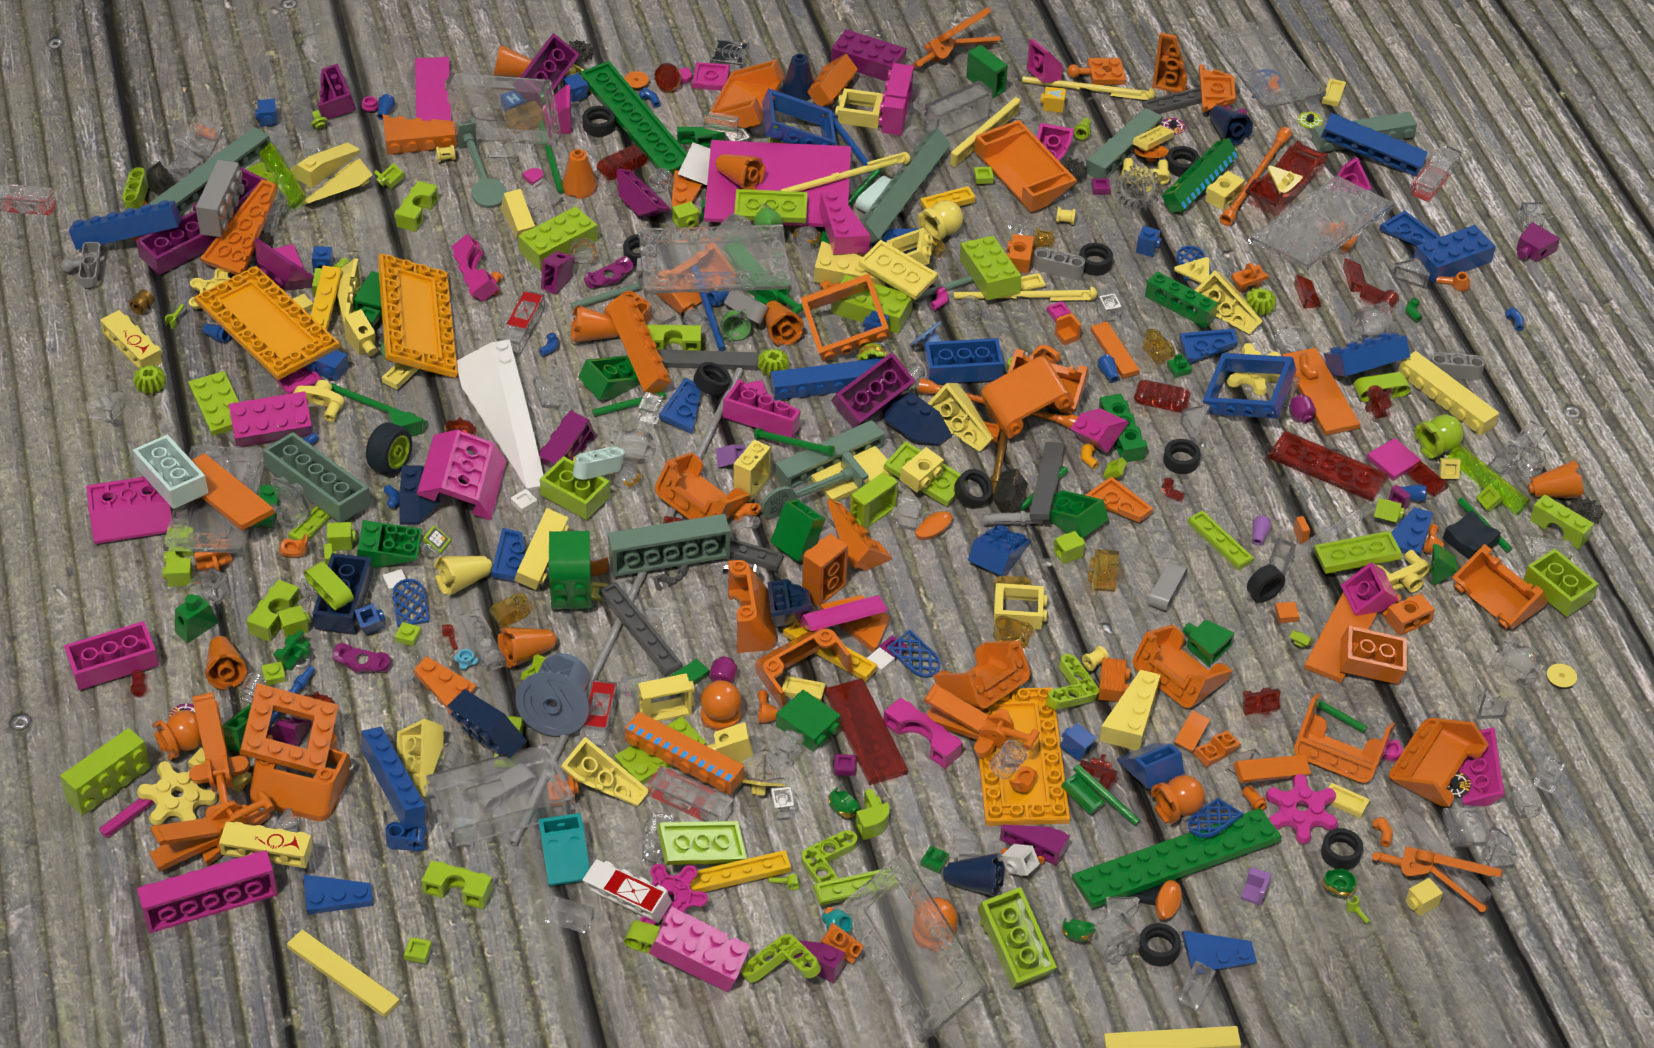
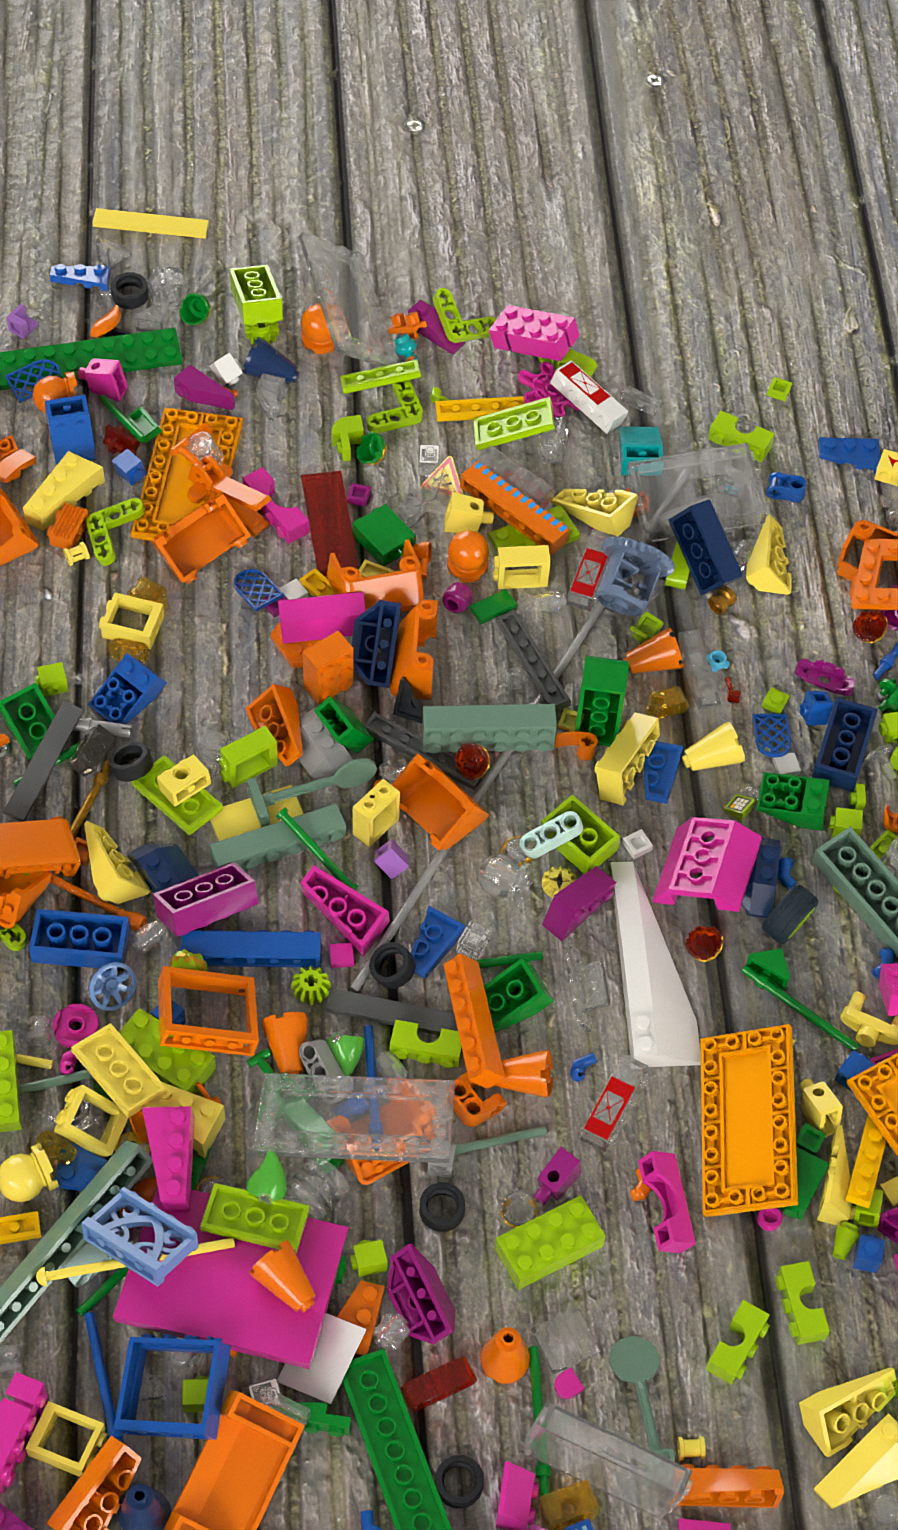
camera: 170 degrees left, 10 degrees up
(328, 585) = (861, 725): lime beam -> none
(343, 973) = (846, 385): light yellow tile -> none
(374, 232) = (805, 1323): none -> lime arch
(390, 176) = (774, 1410): lime bracket -> none
(393, 778) = (798, 529): blue brick -> none
(442, 681) = (741, 635): orange wing -> none
(516, 212) = (600, 1295): light yellow slope -> none
(620, 269) = (505, 1168): magenta piece -> none
(849, 161) = (142, 1214): none -> medium blue fence
(933, 525) = (186, 734): orange arm -> none
(934, 859) = (300, 395): green tile -> none
(946, 327) = (69, 1015): none -> dark pink tile
(1104, 570) = (28, 632): clear yellow brick -> none
(1141, 828) = (105, 378): none -> dark pink torso

